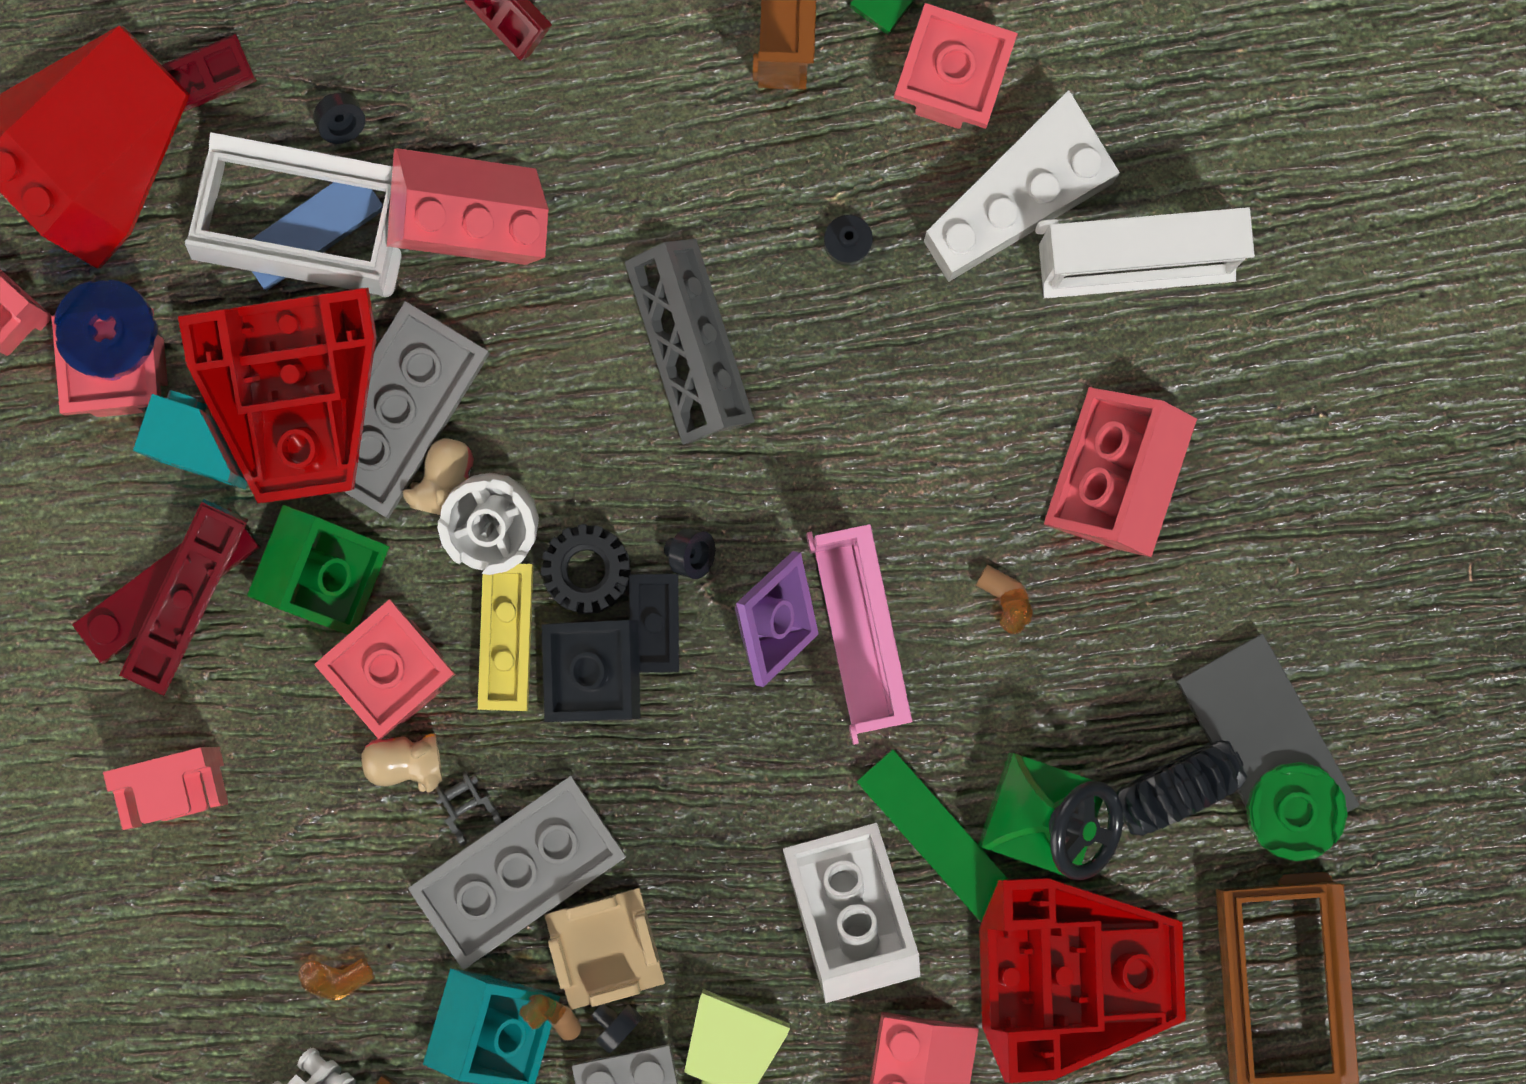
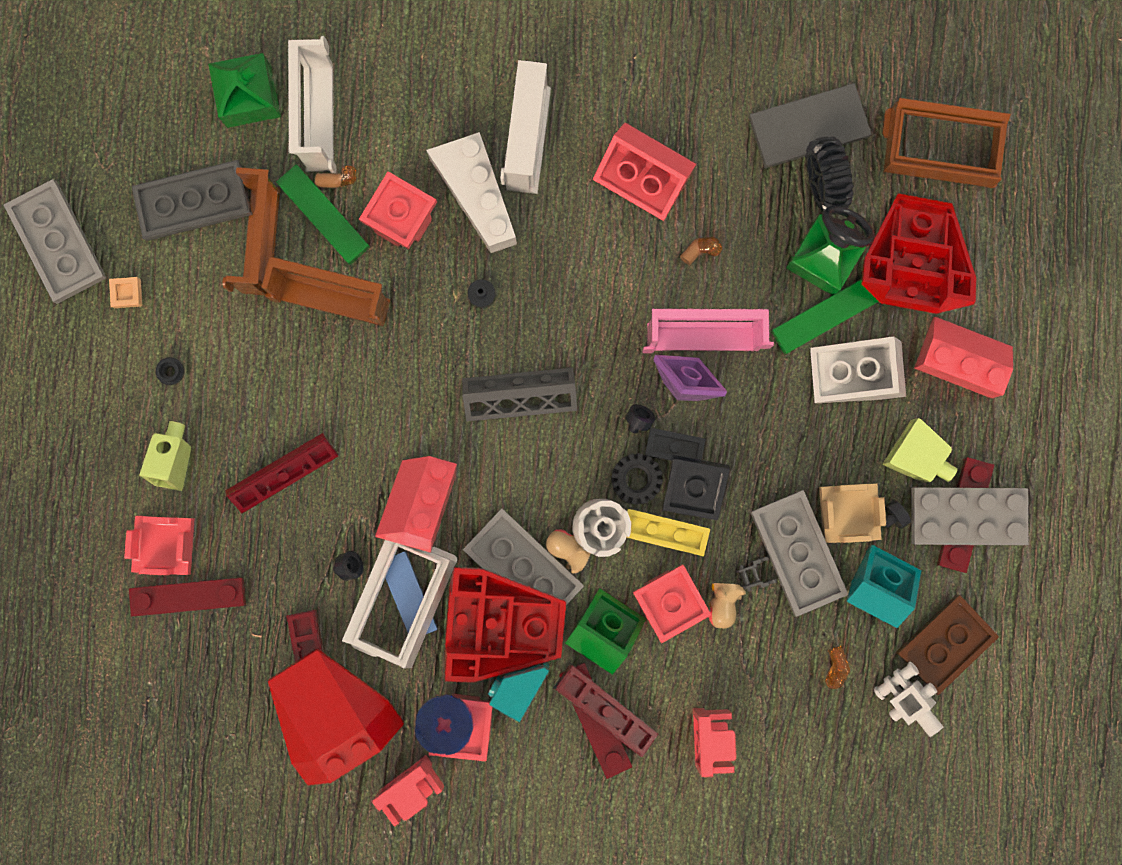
camera: 80 degrees left, 0 degrees up
(558, 1015) = (880, 552): clear orange arm -> none
(1296, 811) = (852, 116): green tile -> none

